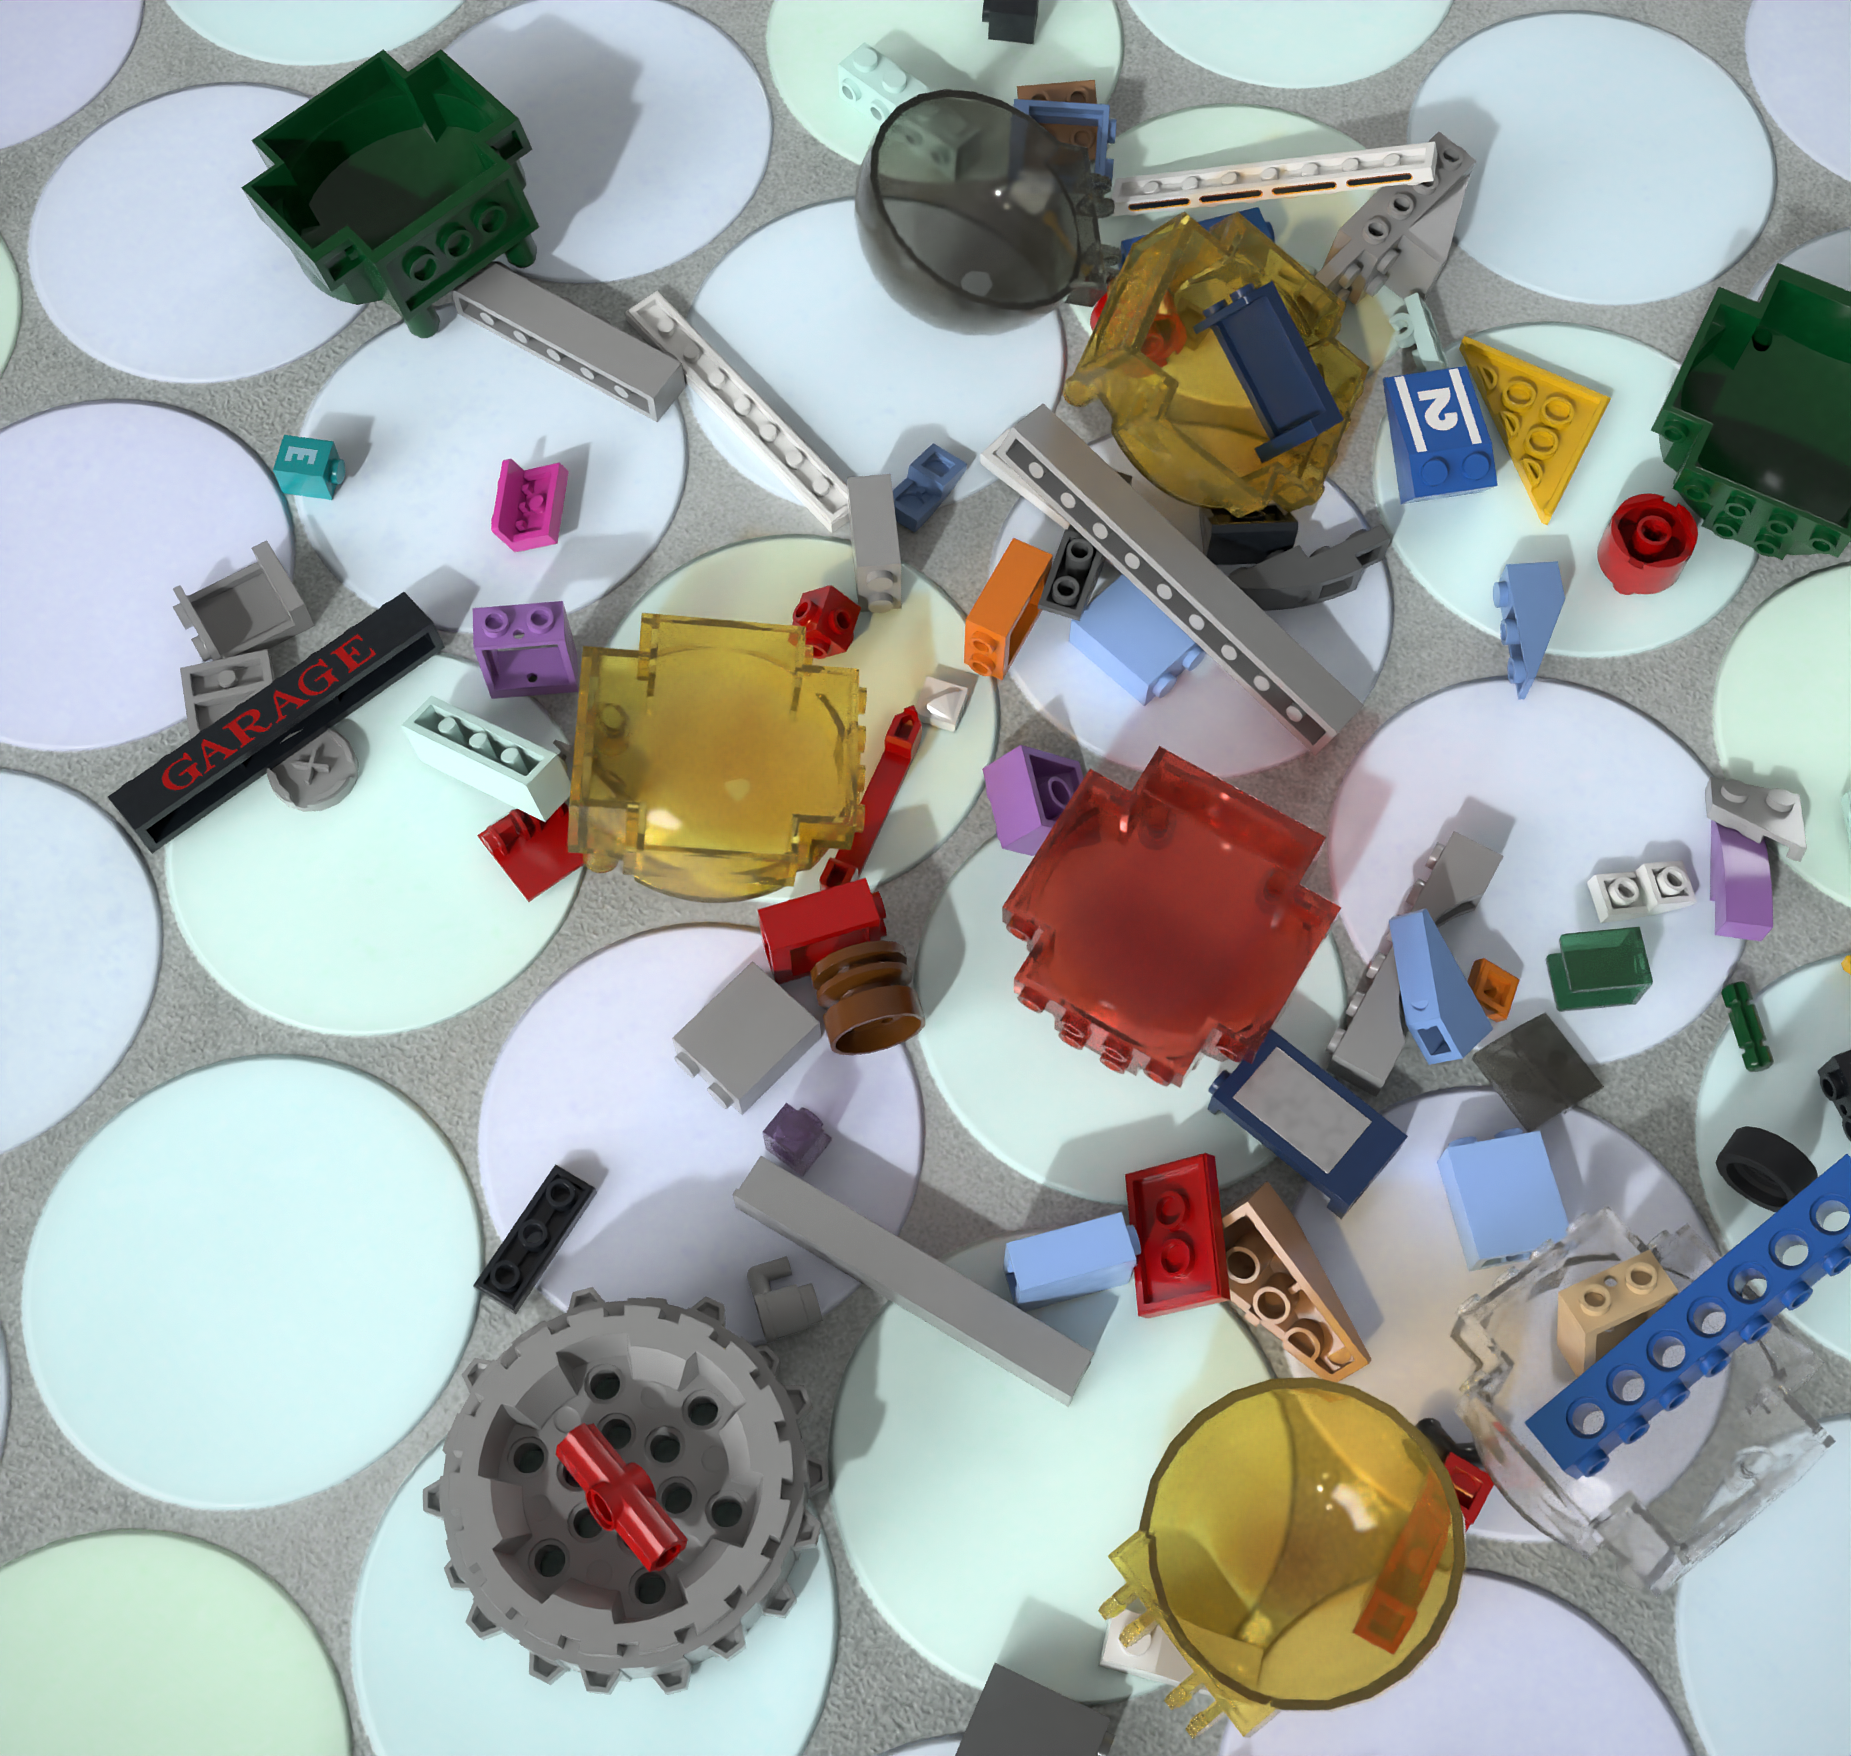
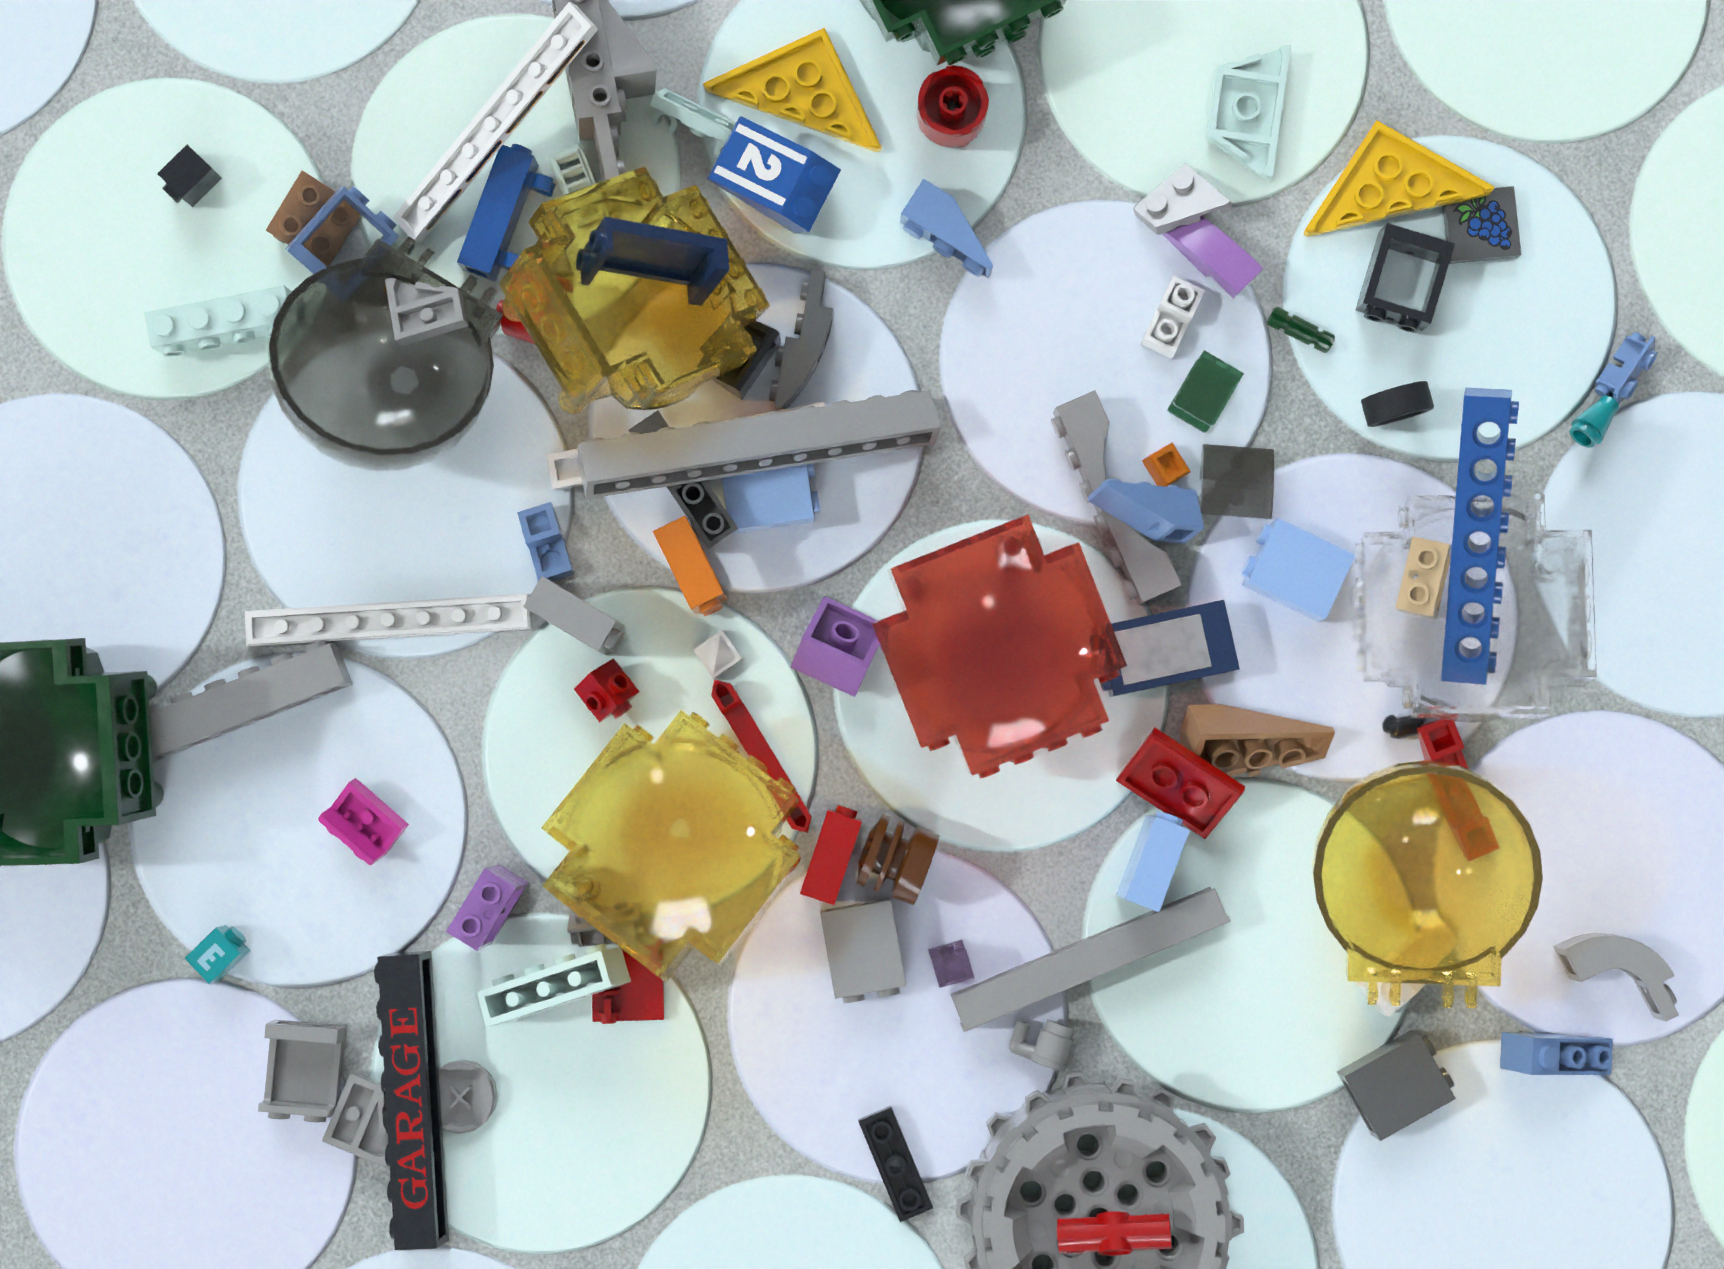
camera: 55 degrees left, 20 degrees up
(1054, 223) = (424, 310): none -> light grey wing

